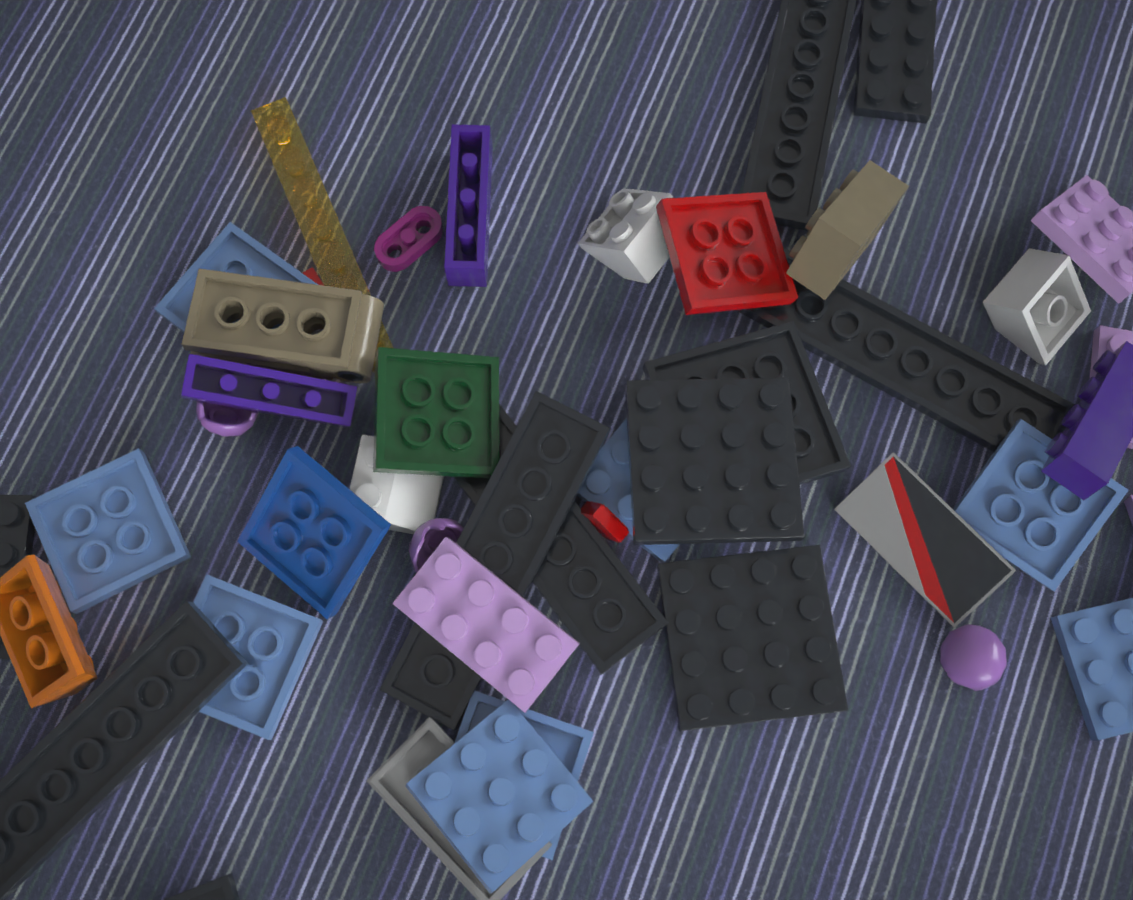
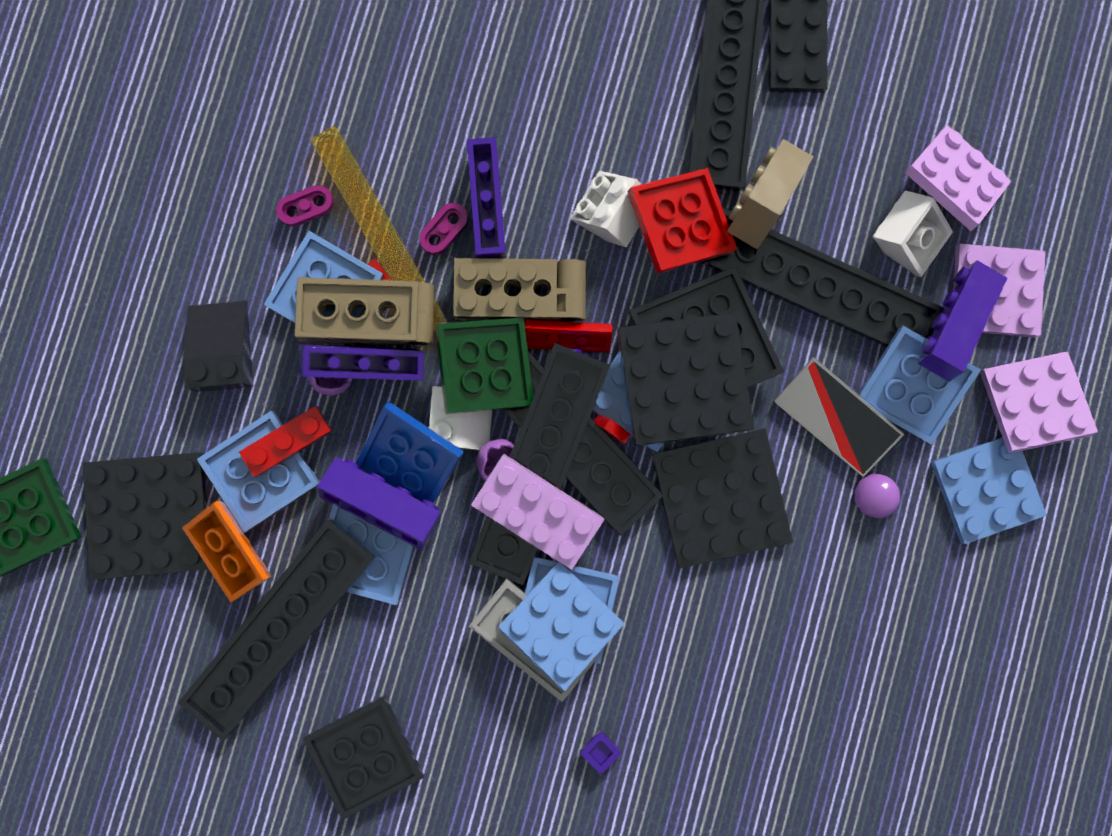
camera: 10 degrees left, 10 degrees up
(82, 361) = (217, 347): none -> black slope
(149, 491) = (285, 441): none -> red plate
(232, 190) = (305, 202): none -> magenta plate
(265, 588) = (379, 503): none -> dark purple brick
(551, 350) = (563, 278): none -> dark tan hinge
(583, 393) = (572, 335): none -> red plate

